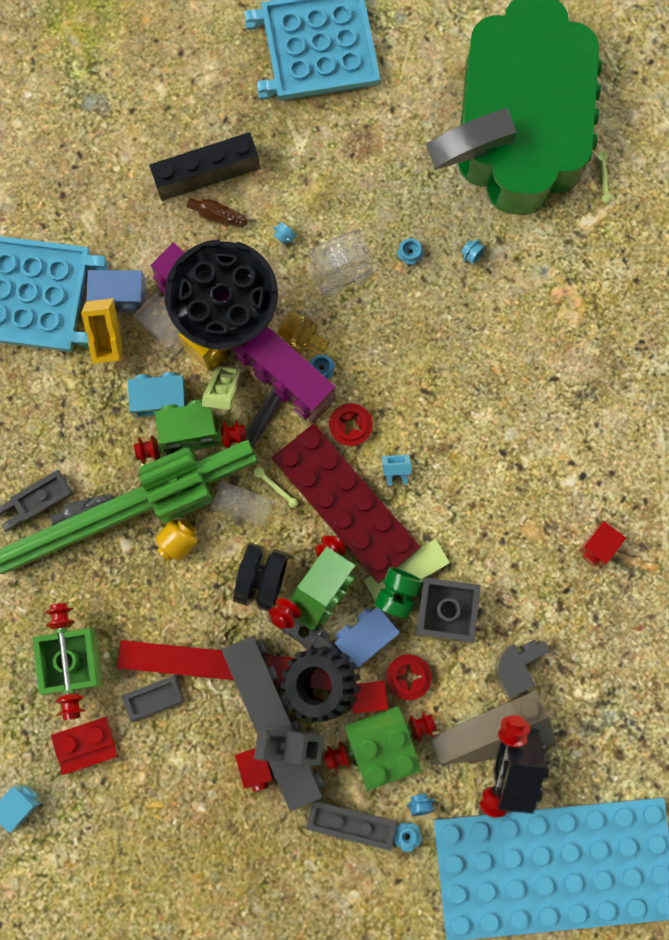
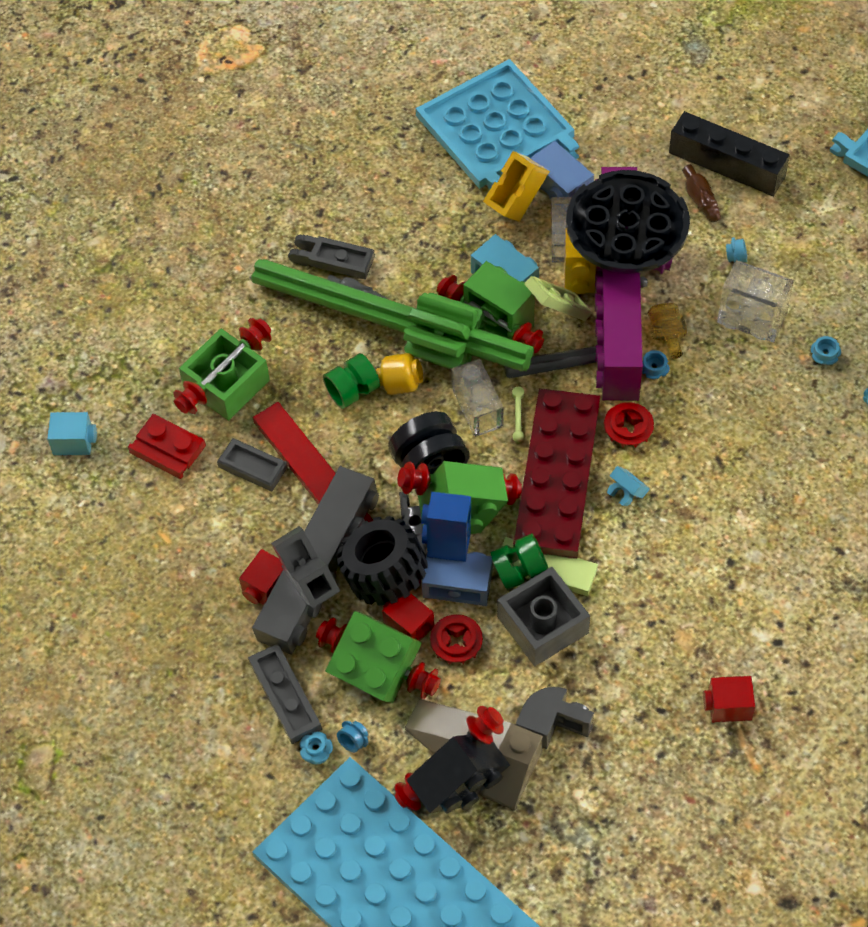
camera: 50 degrees right, 20 degrees down
(153, 578) = (354, 379): none -> green wheel
(340, 623) = (447, 526): none -> blue brick

